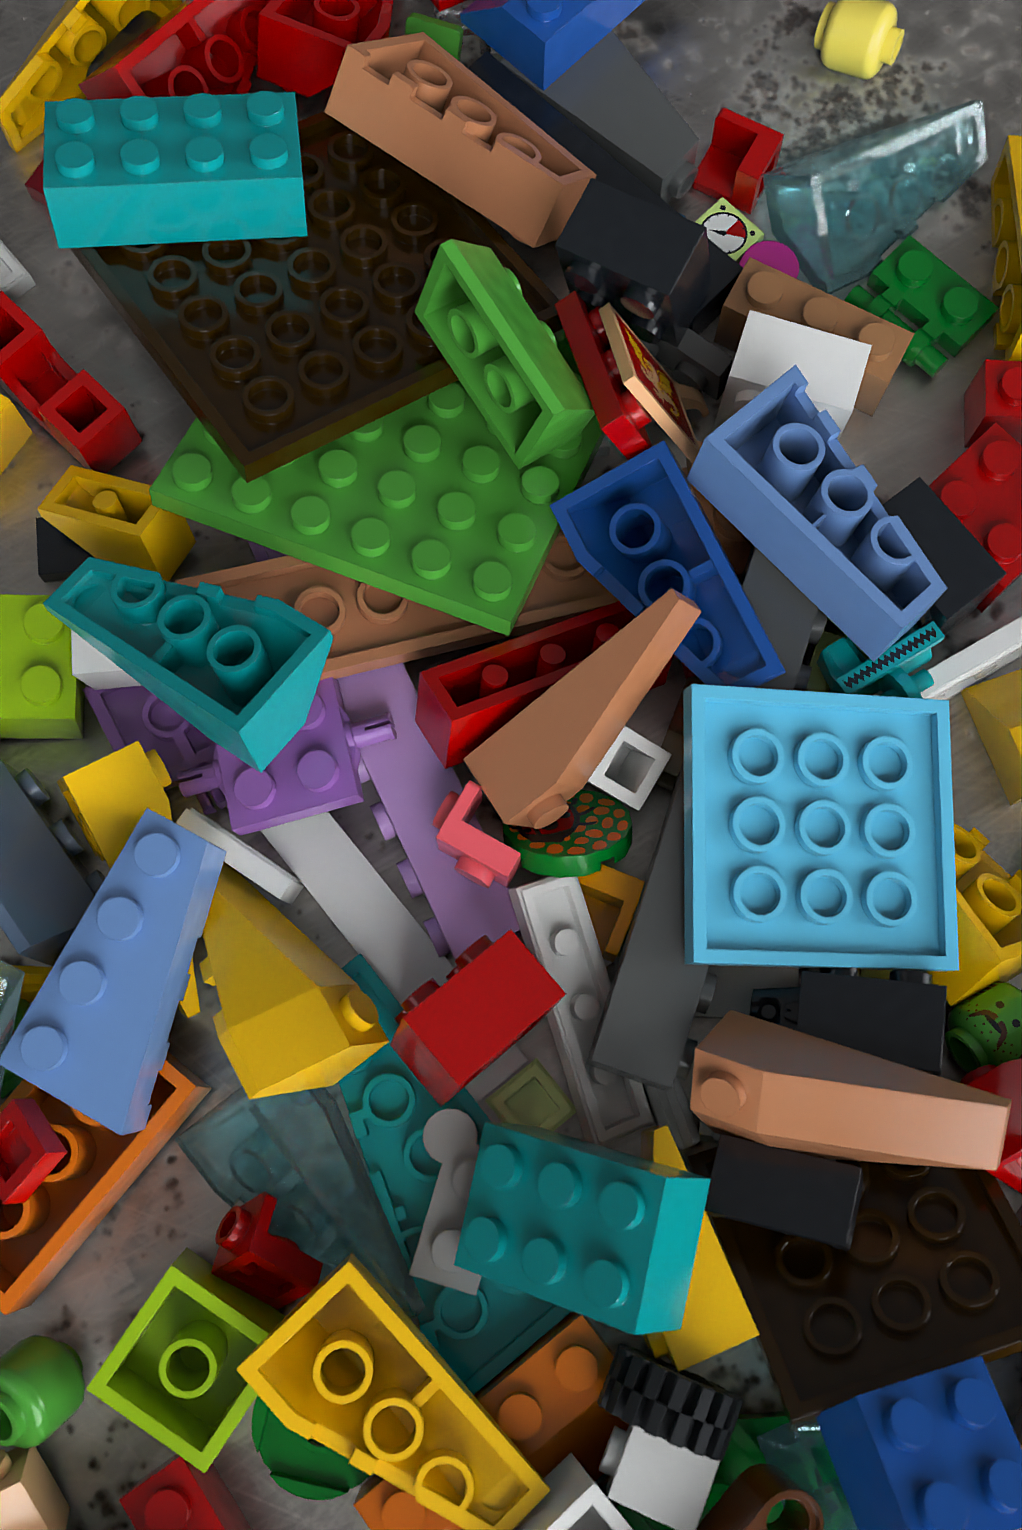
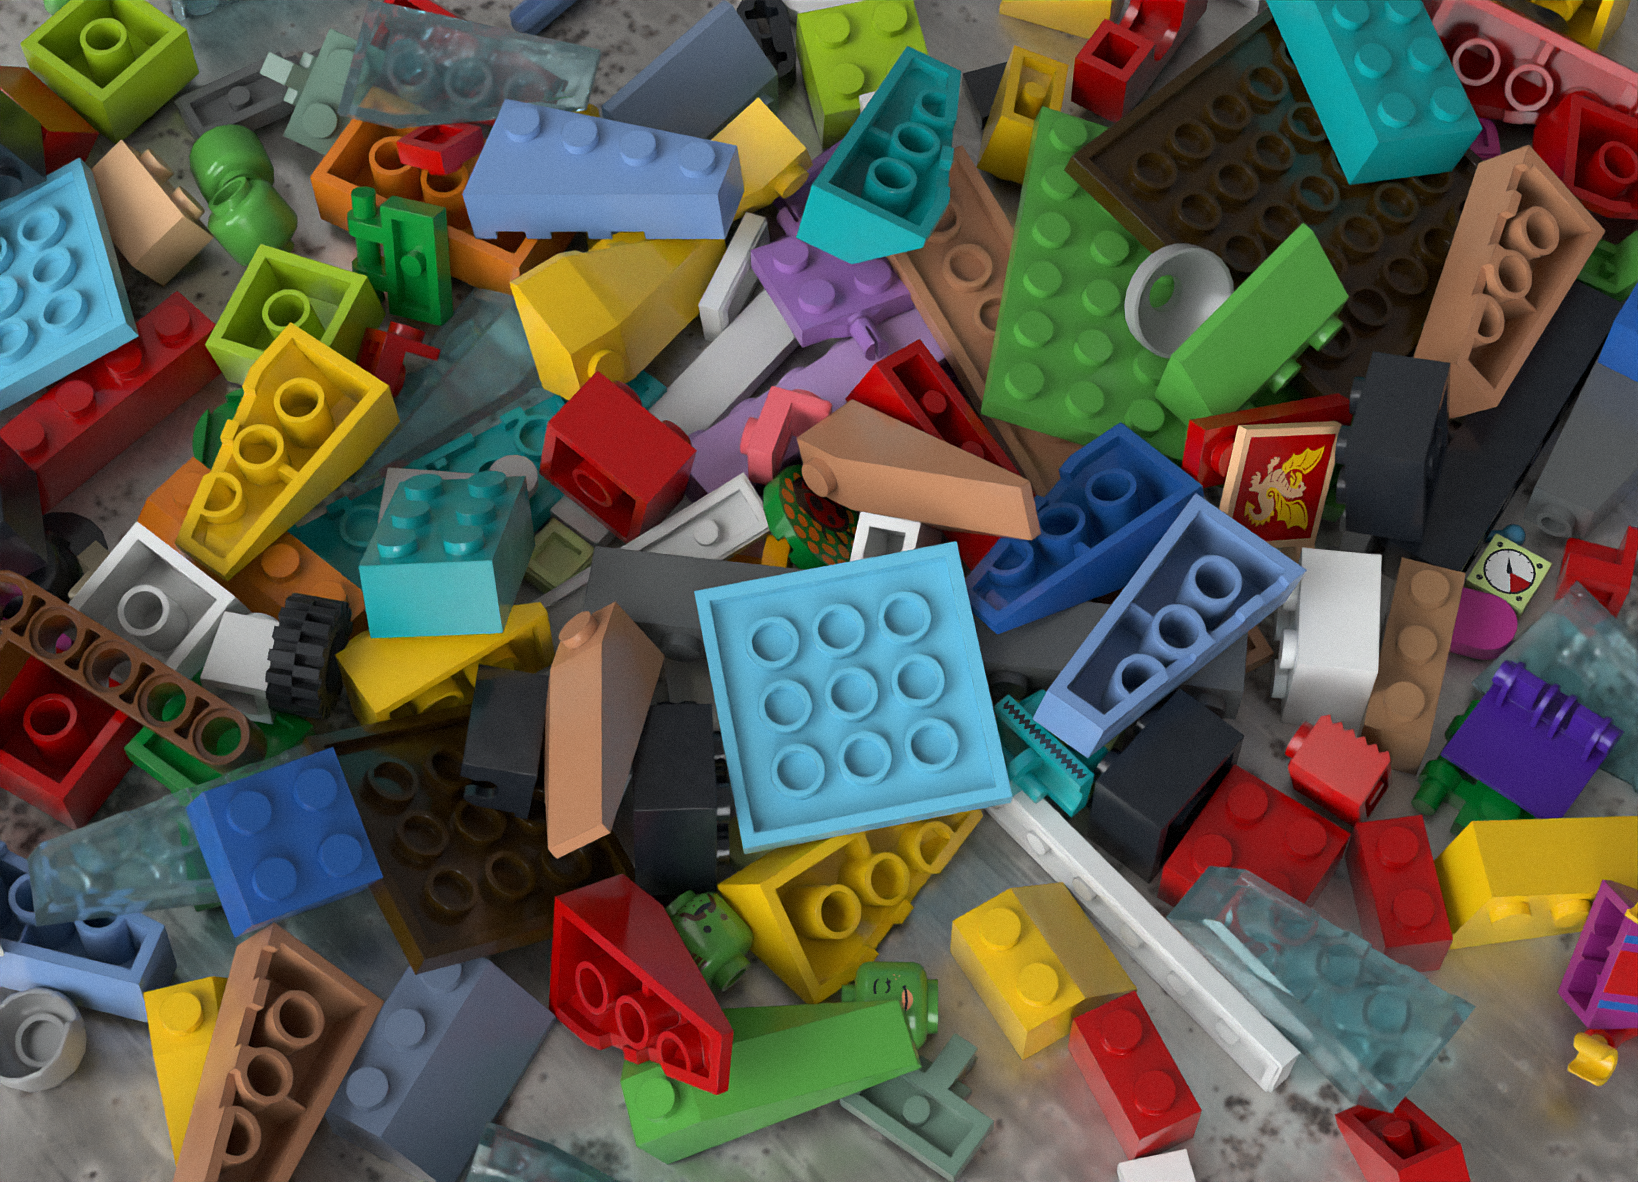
camera: 80 degrees right, 15 degrees down
(132, 1218) = (415, 254): none -> green plate
(434, 413) = (1200, 288): none -> light grey piece
(916, 254) = (1532, 742): none -> dark purple hinge
(930, 414) = (1338, 770): none -> red brick

